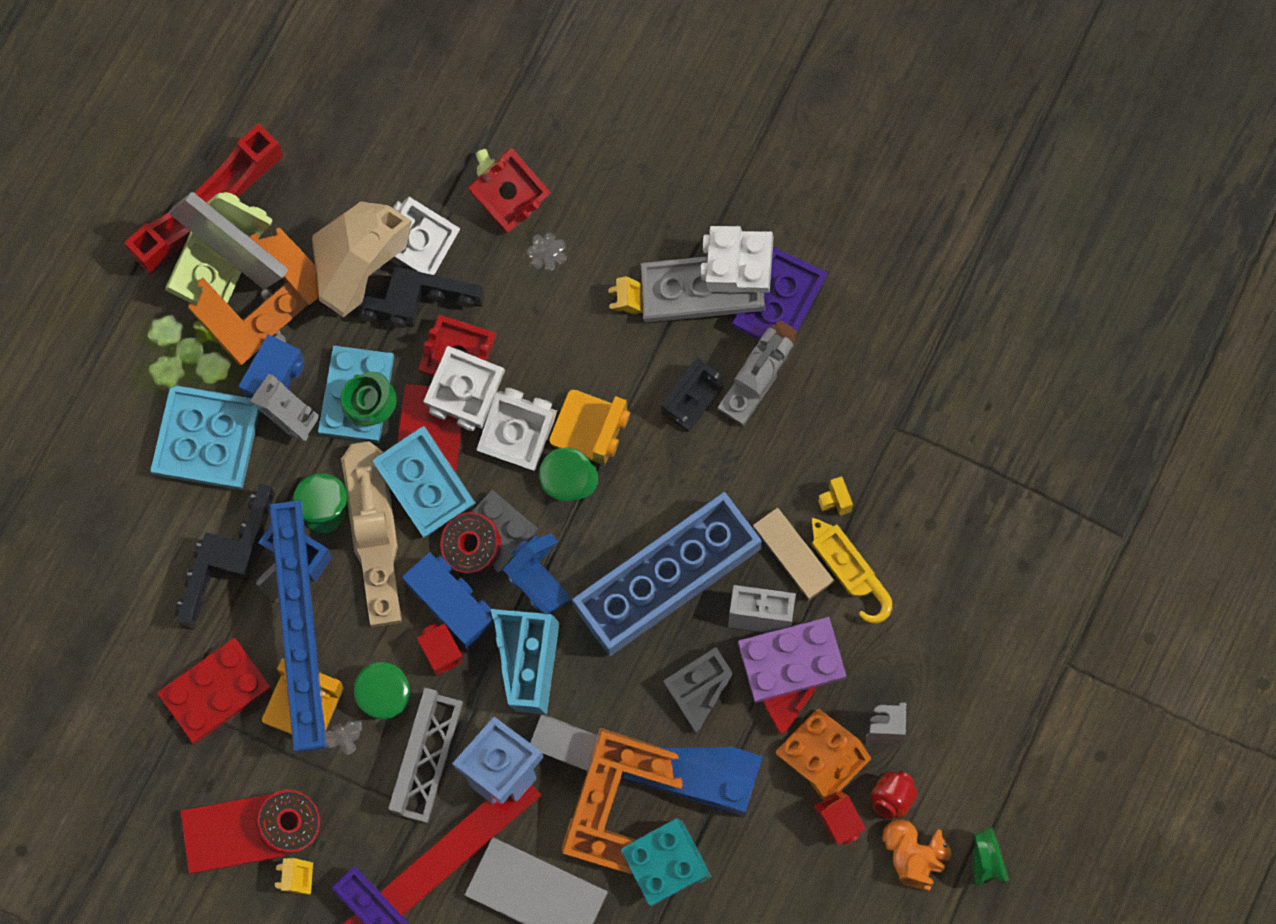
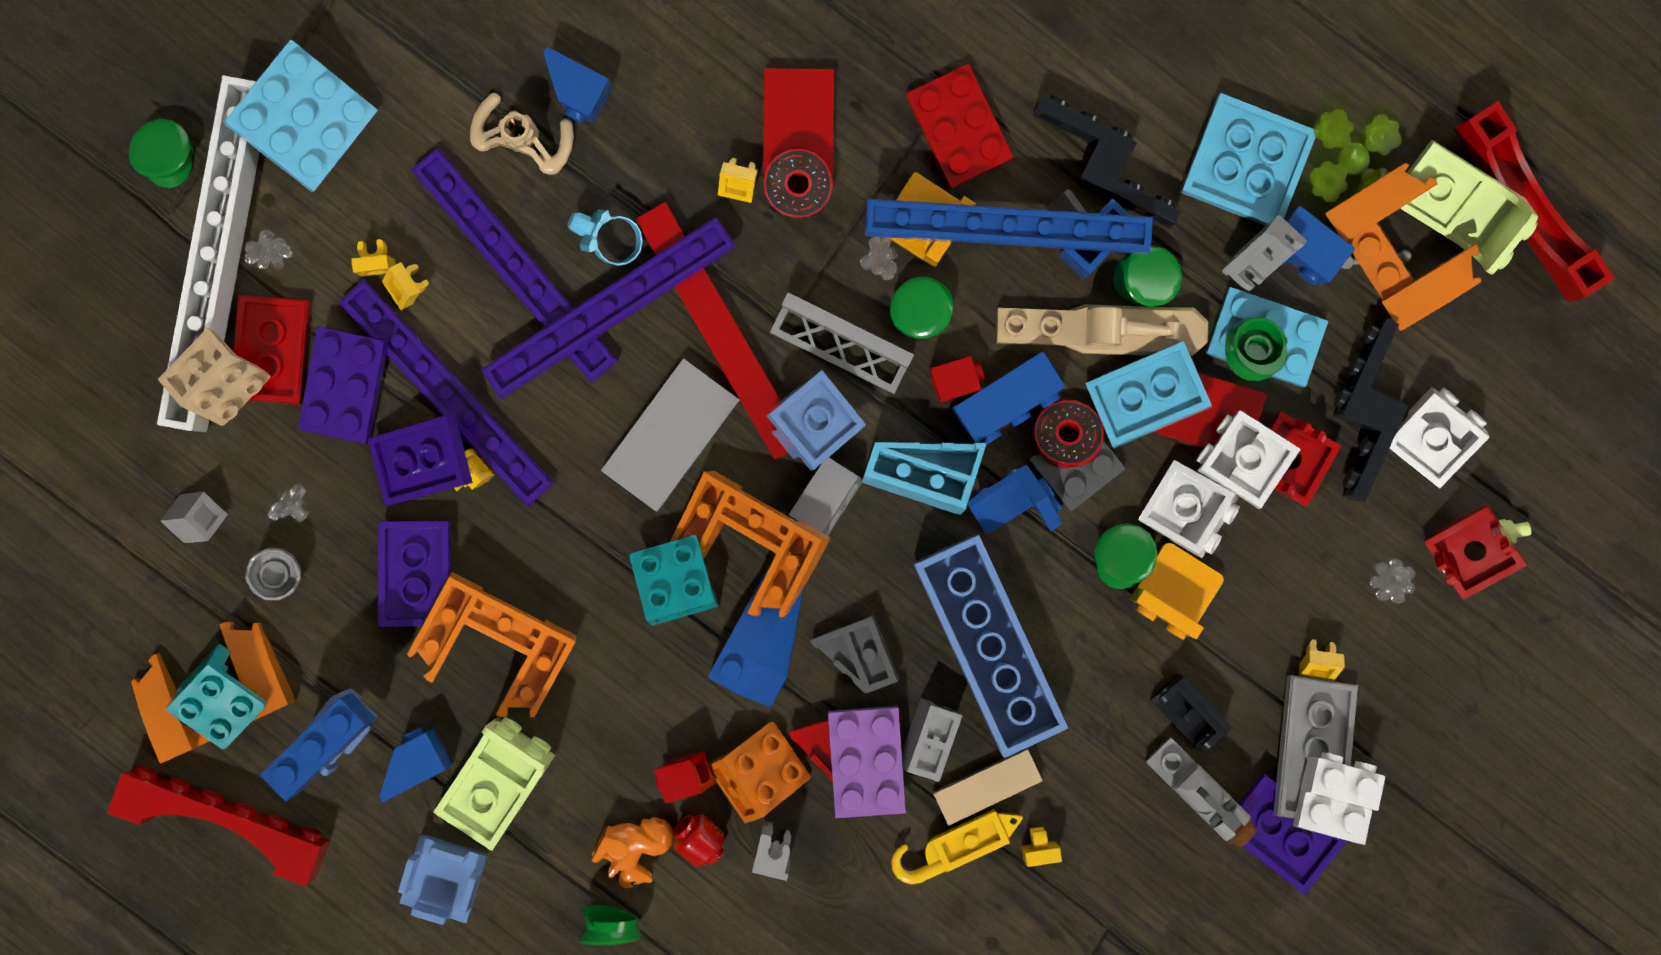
camera: 100 degrees right, 15 degrees up
(228, 240) = (1477, 219): light grey tile -> none
(354, 249) = (1437, 363): tan brick -> none

